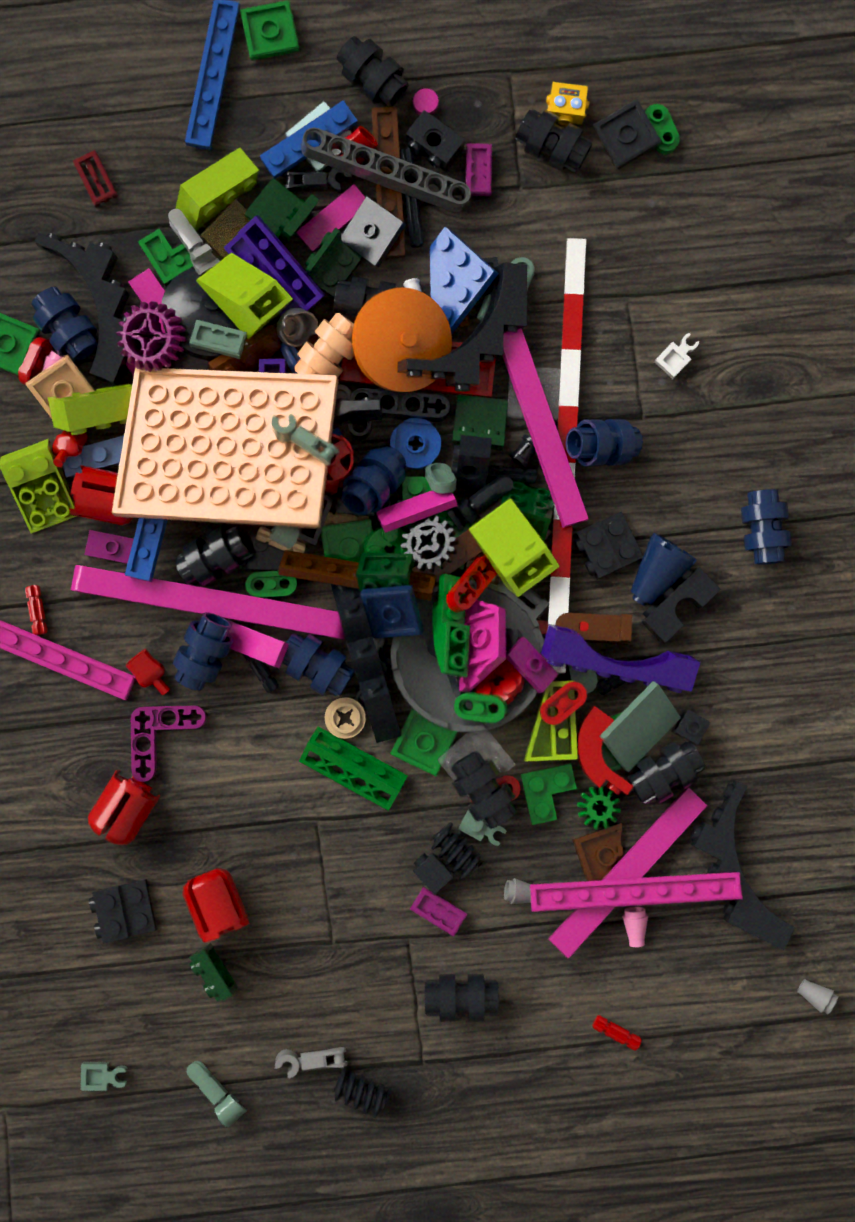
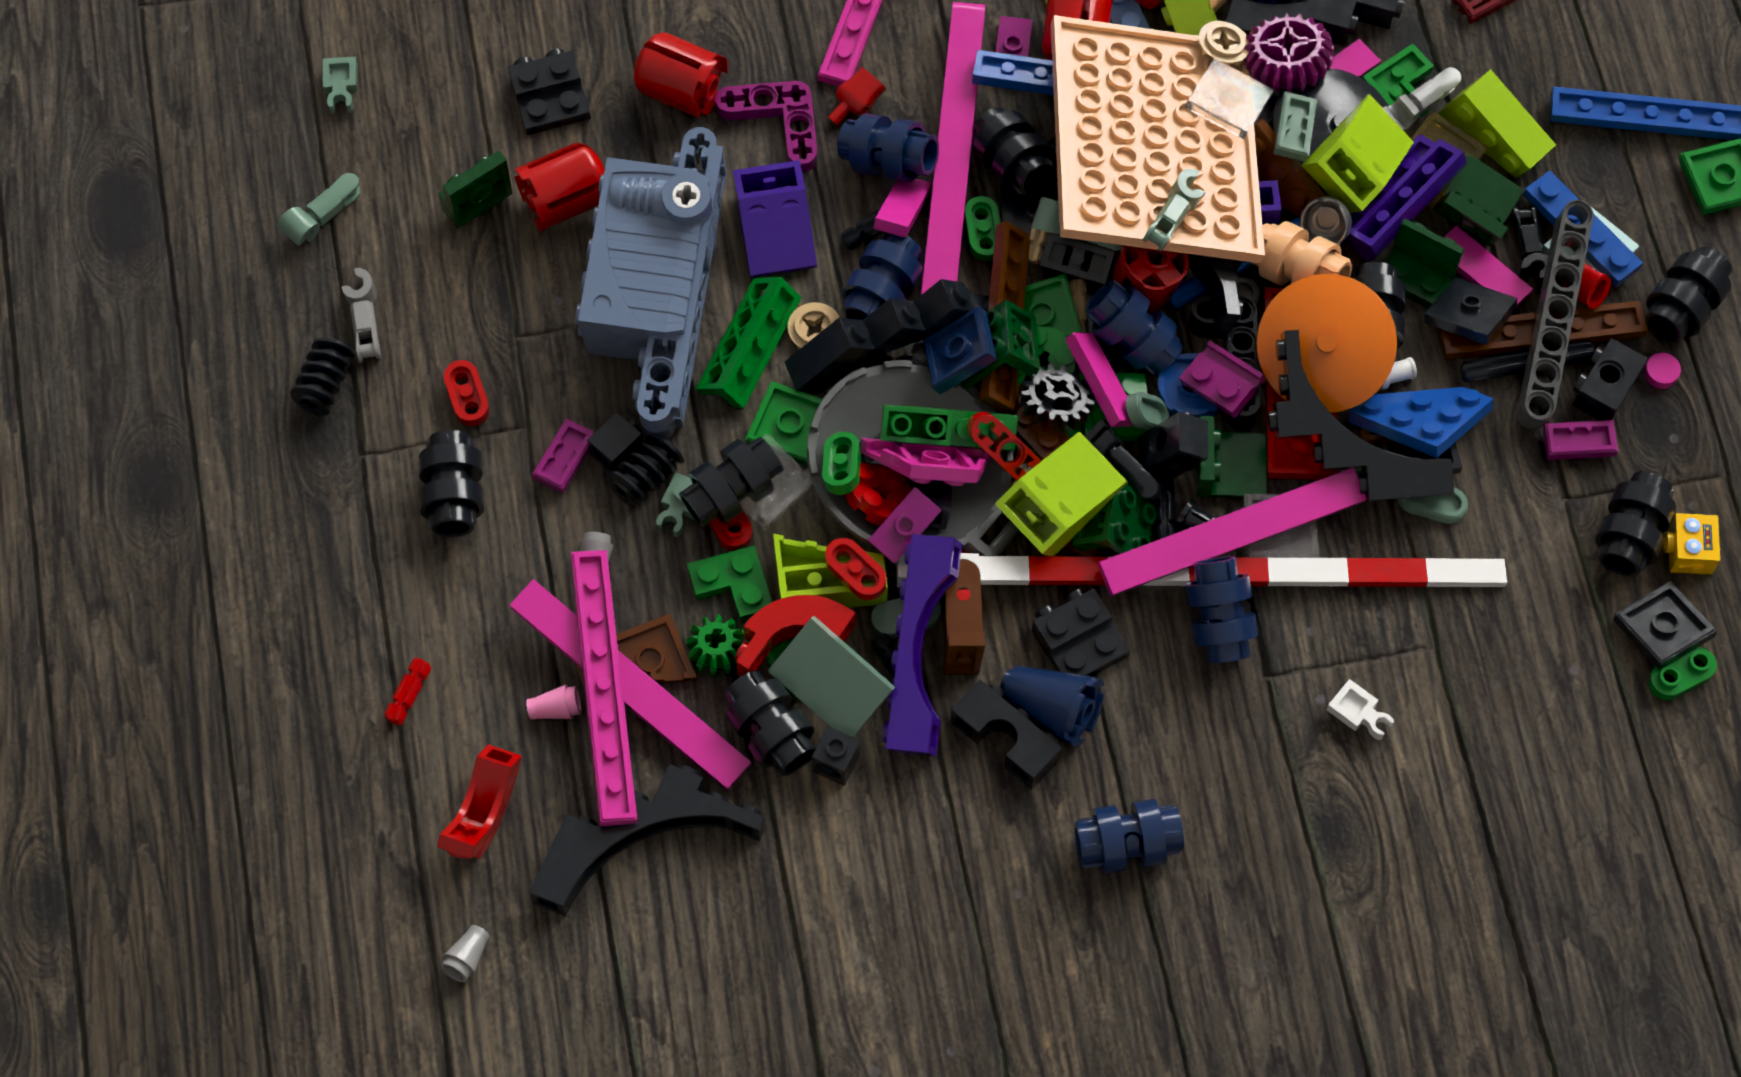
camera: 85 degrees right, 20 degrees down
(133, 377) = (1231, 37): none -> tan gear
(192, 386) = (1229, 98): none -> clear plate
(254, 742) = (774, 218): none -> dark purple slope
(307, 839) = (653, 271): none -> sand blue piece
(382, 984) = (466, 395): none -> red plate
(420, 420) = (1222, 379): none -> magenta plate
(716, 983) = (483, 805): none -> red arch

